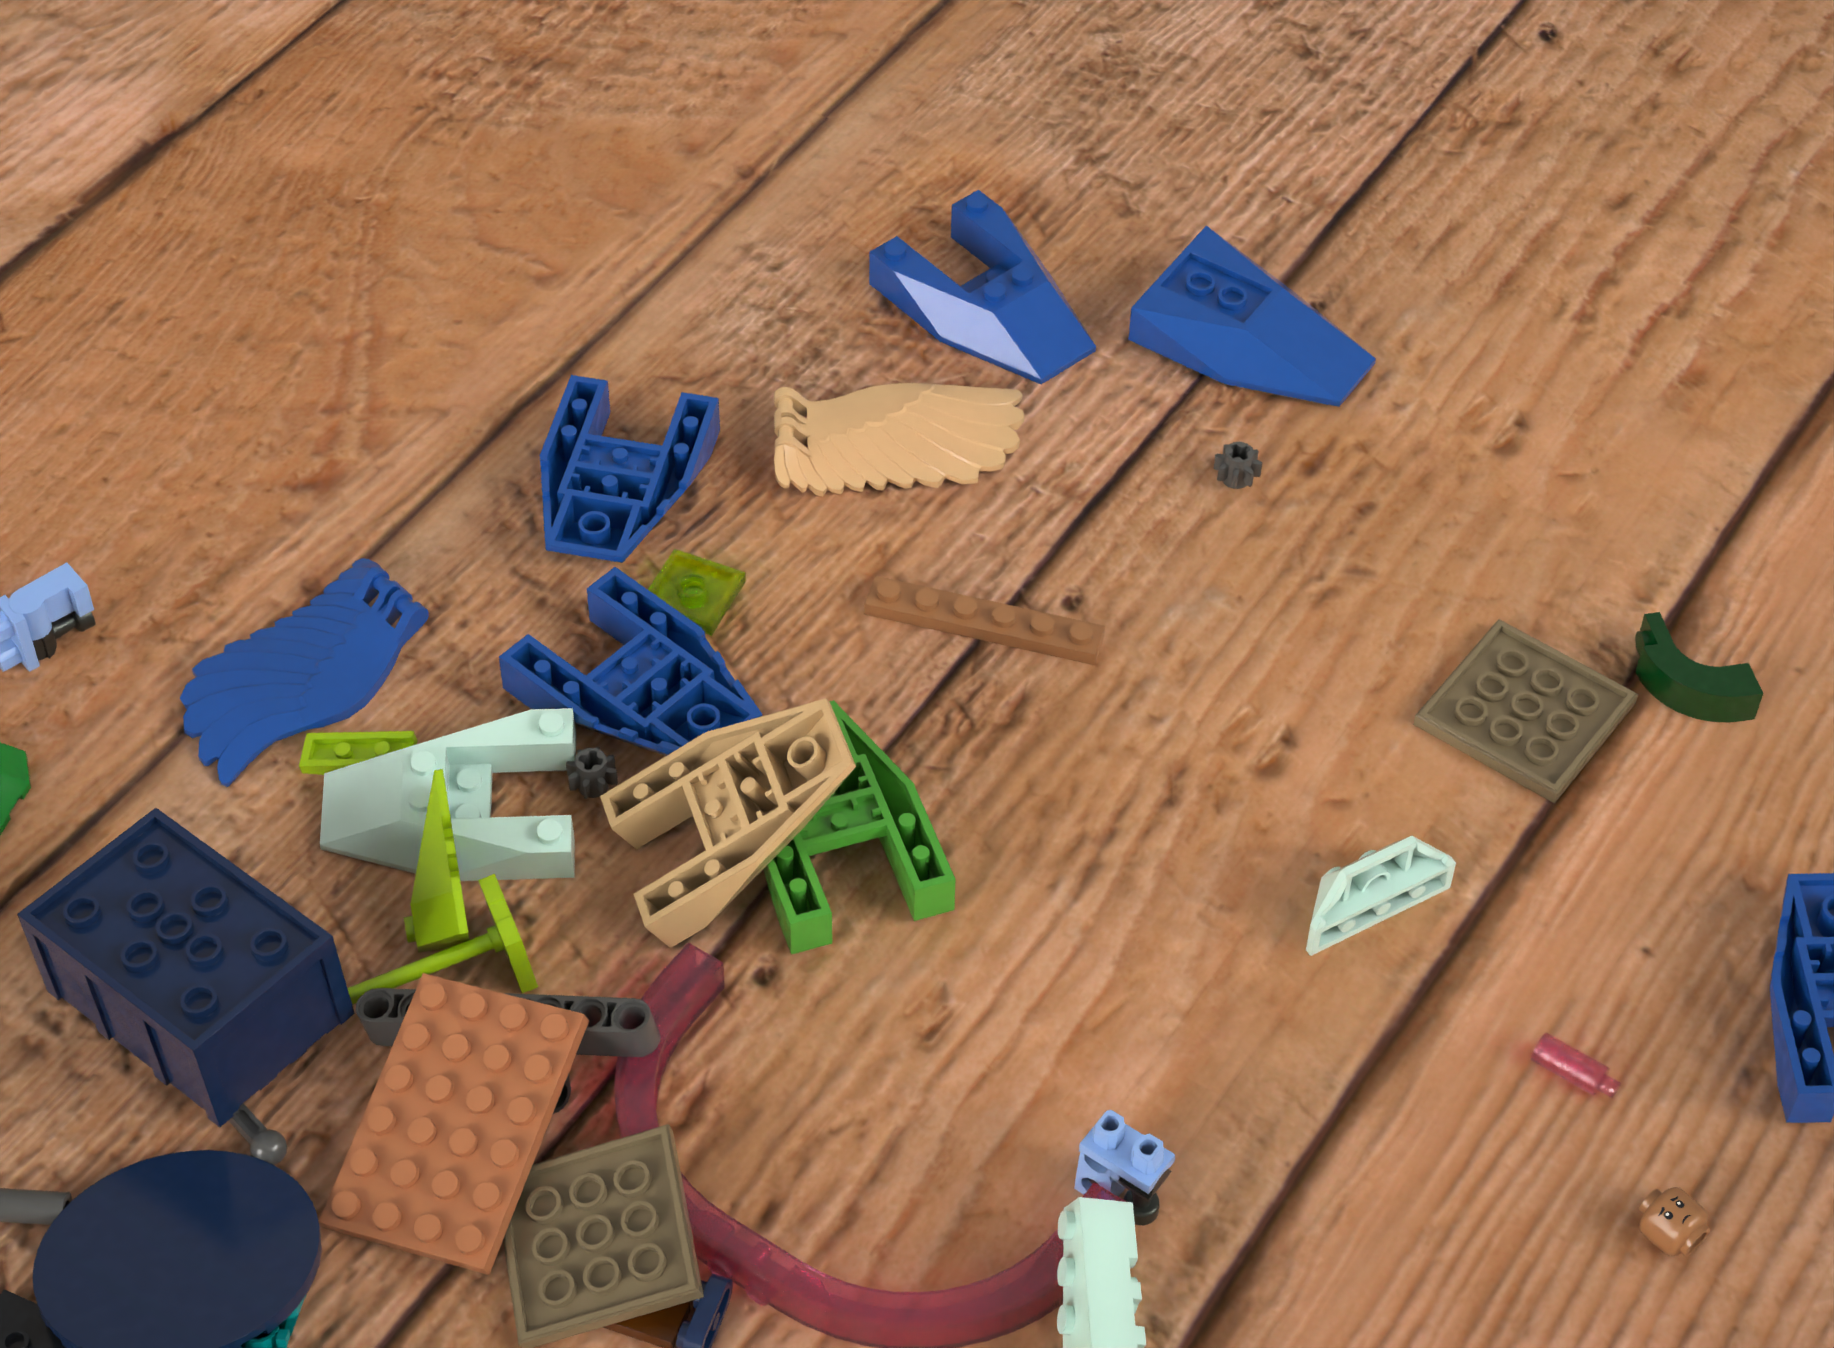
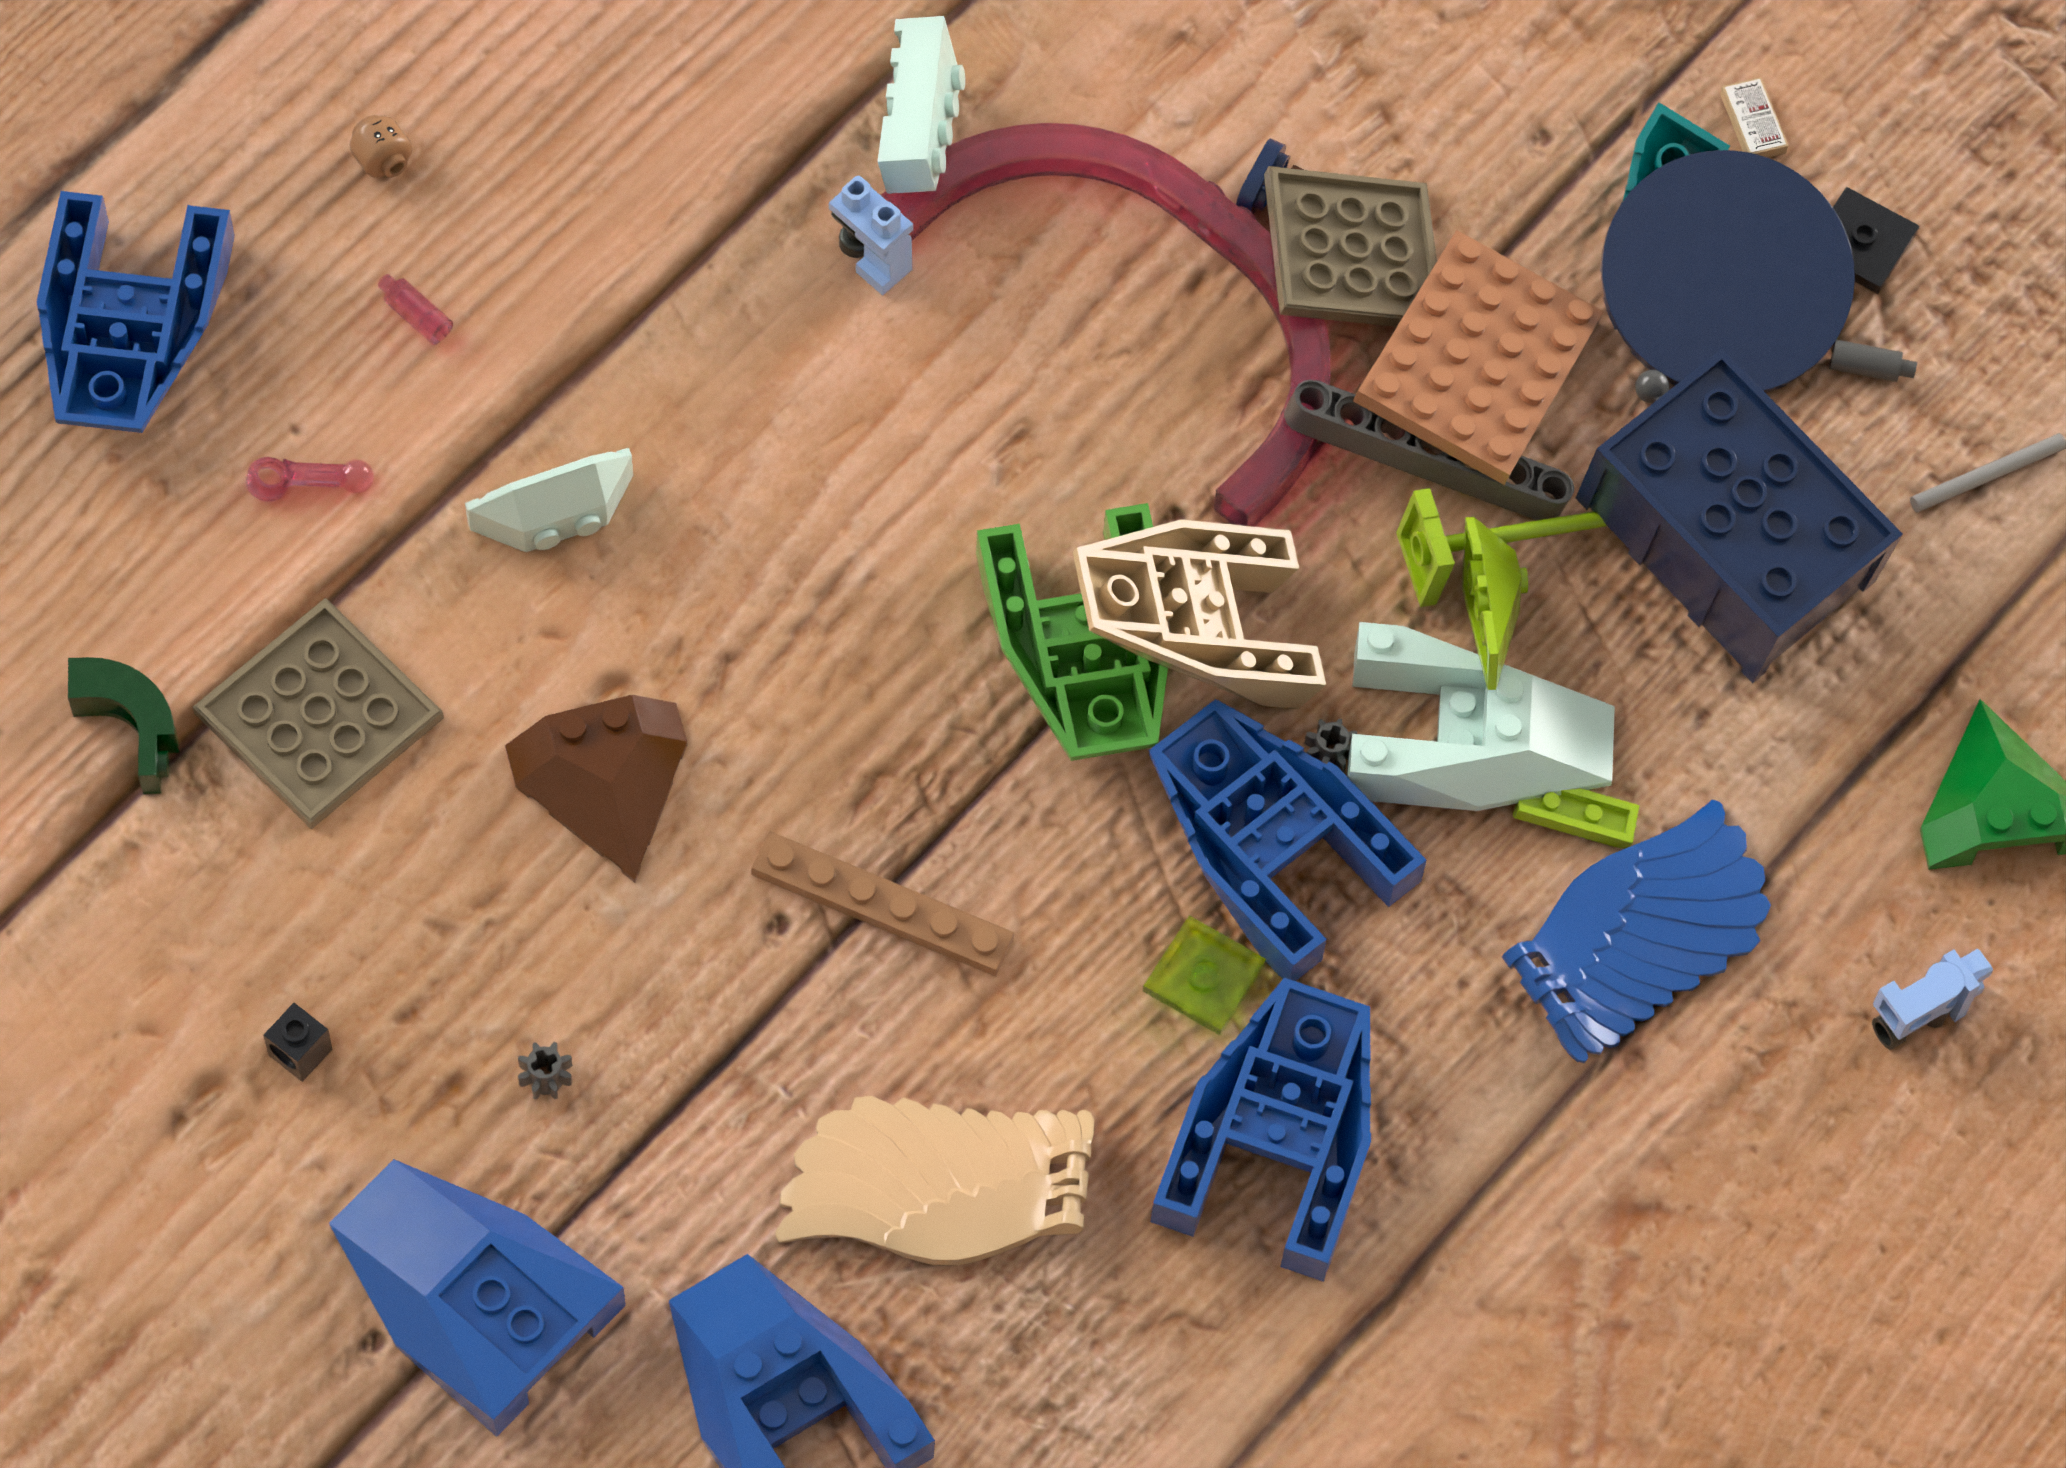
camera: 175 degrees left, 15 degrees up
(1249, 680) = (603, 772): none -> reddish brown wedge
(1445, 459) = (298, 1042): none -> black brick
(1574, 911) = (353, 476): none -> clear pink piece

